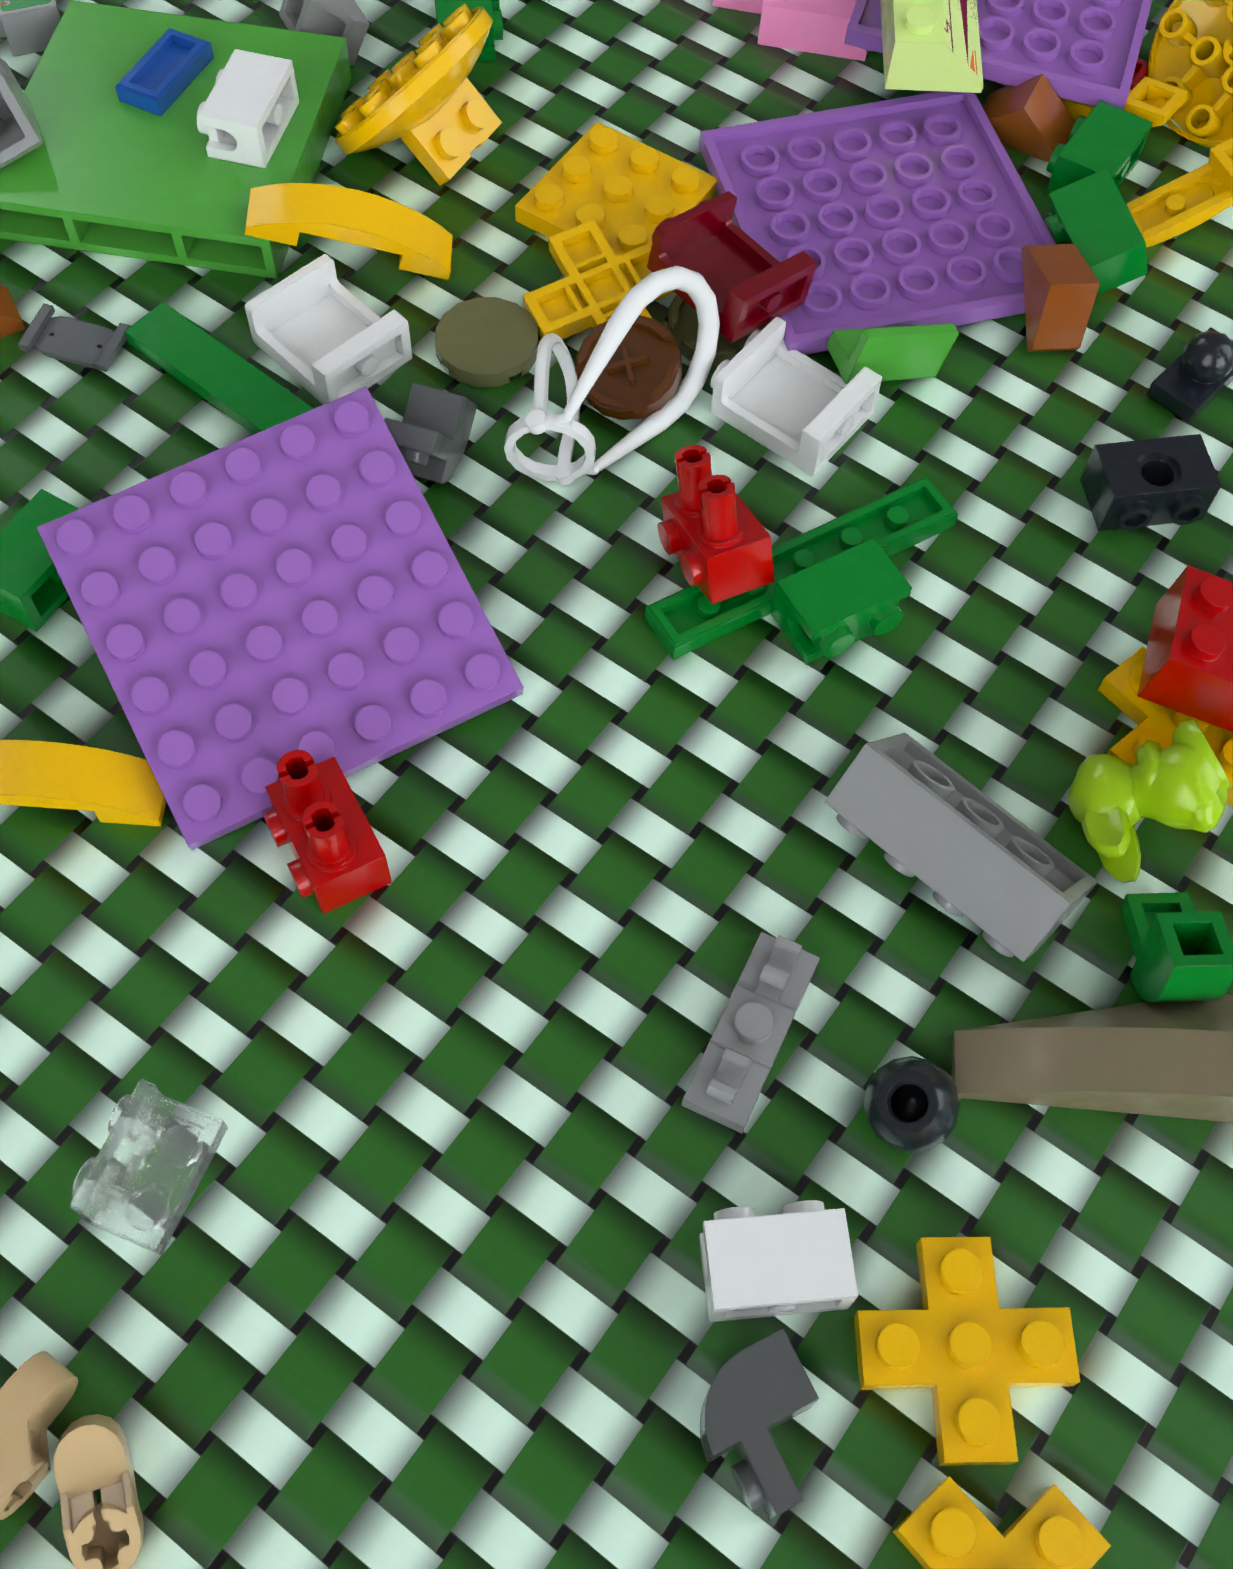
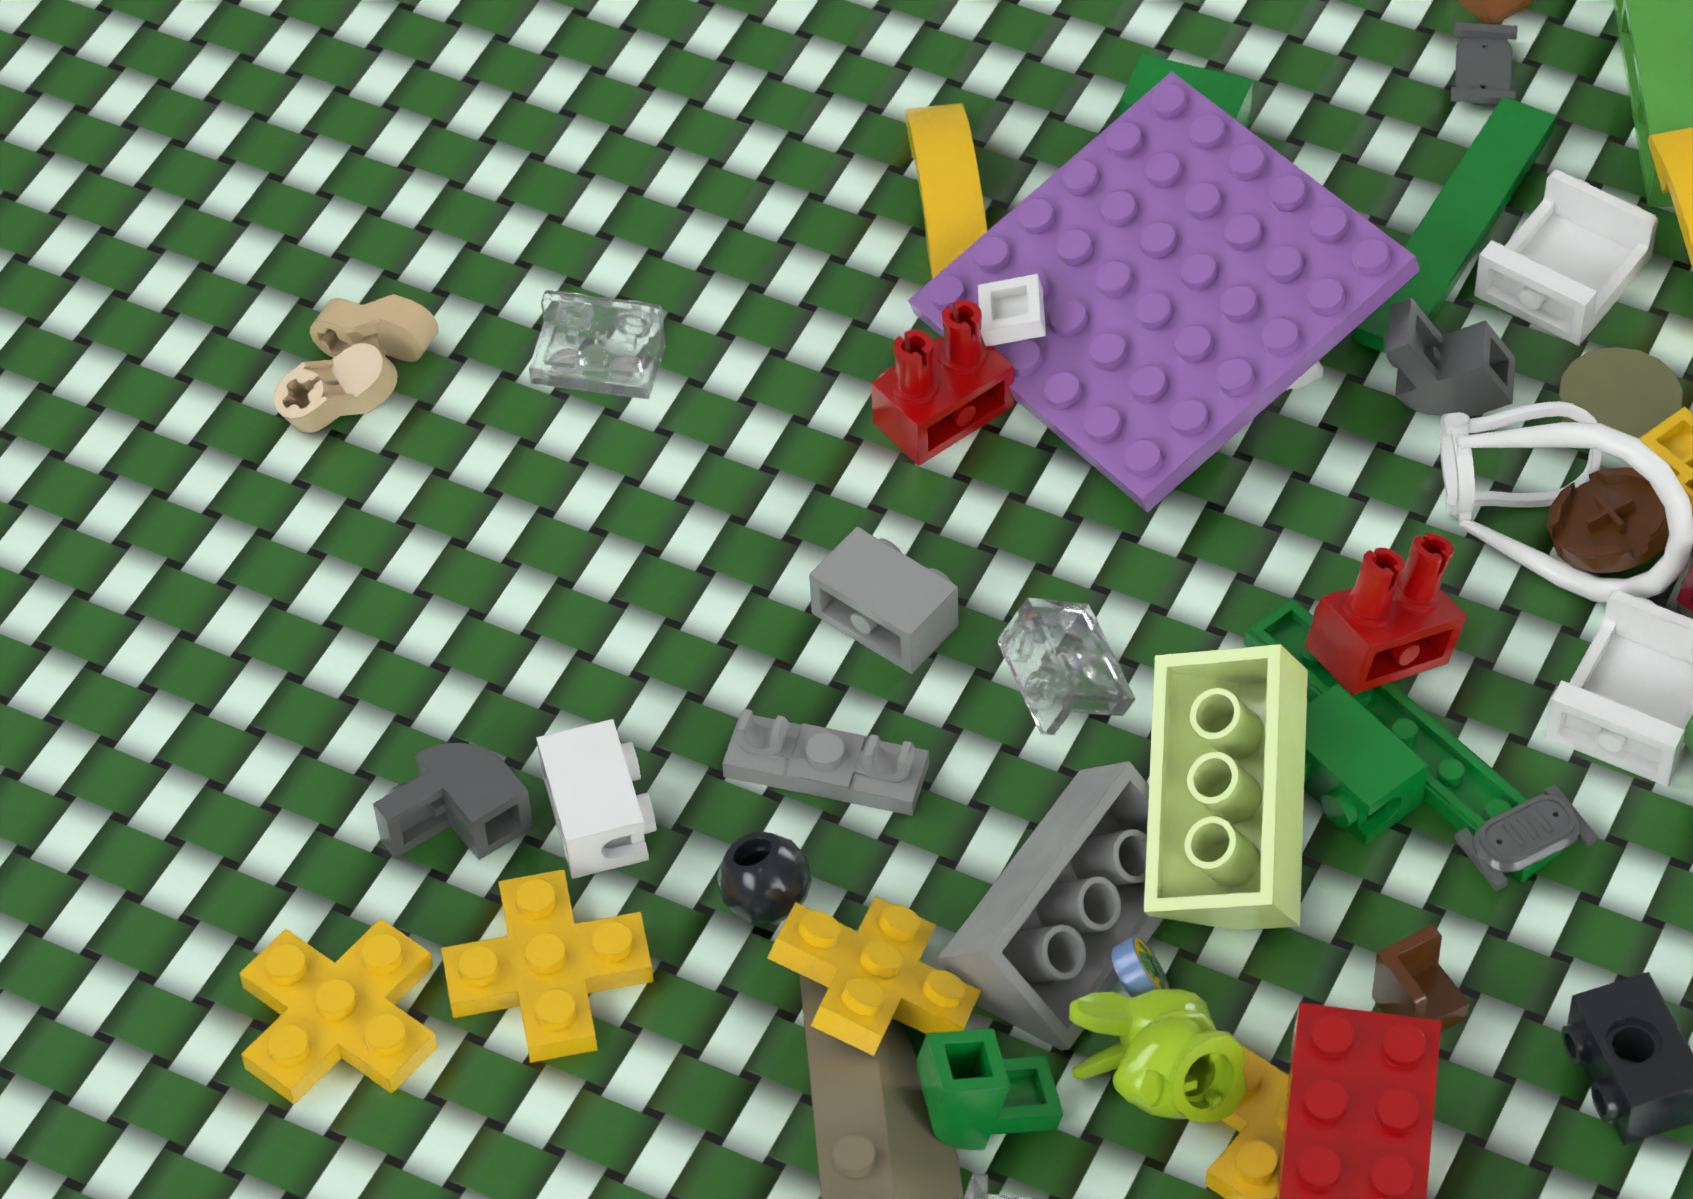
camera: 85 degrees right, 10 degrees down
(273, 731) = (1012, 310): none -> white plate
(575, 933) = (884, 599): none -> light grey brick
(683, 799) = (1063, 663): none -> clear bracket
(891, 677) = (1227, 788): none -> yellowish green slope
(926, 504) = (1524, 835): none -> dark grey piece
(1040, 803) = (1138, 967): none -> medium blue tile
(1048, 1020) = (873, 974): none -> yellow plate
(1072, 609) = (1413, 982): none -> reddish brown panel

